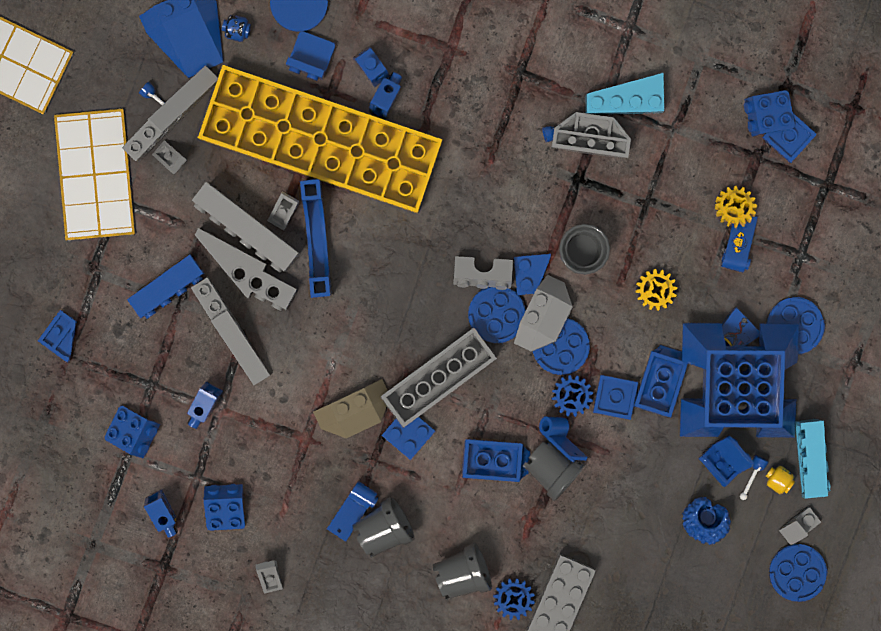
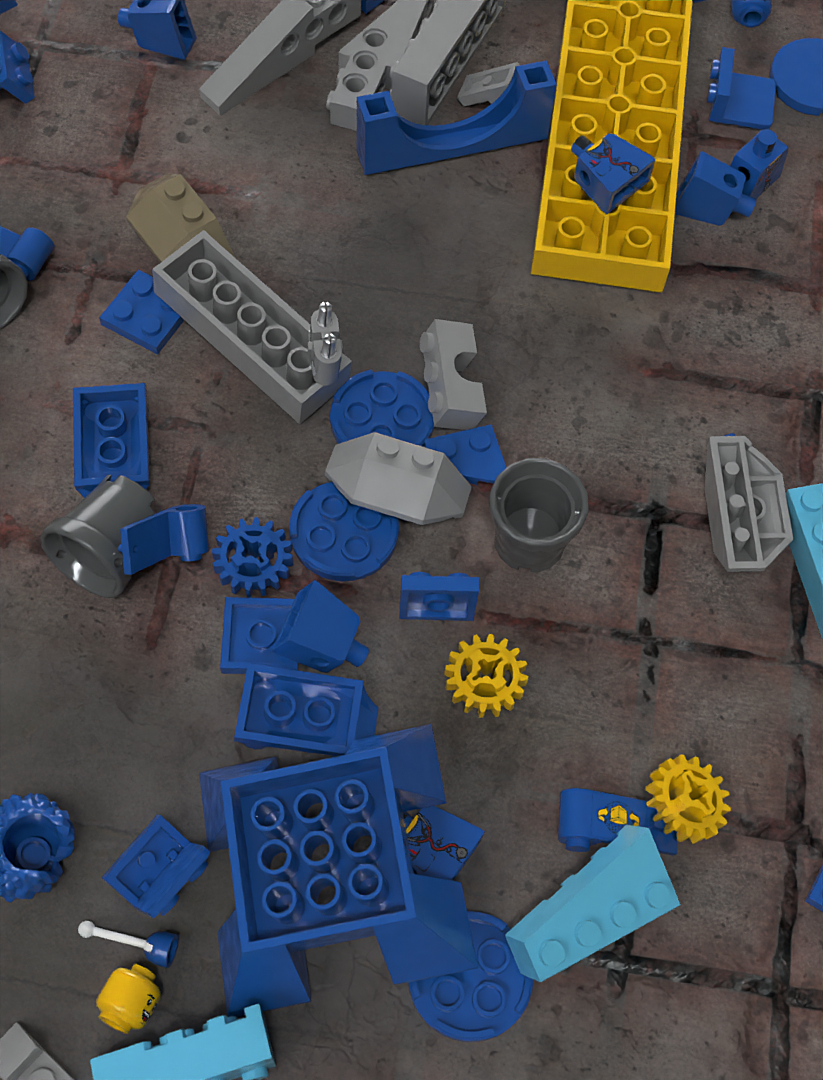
camera: 75 degrees right, 25 degrees down
(375, 159) = (610, 169): none -> blue torso
(471, 341) = (325, 345): none -> light grey piece
(616, 298) = (438, 597): none -> blue plate
(621, 368) = (320, 631): none -> blue torso
(780, 265) = (598, 905): none -> medium azure wedge

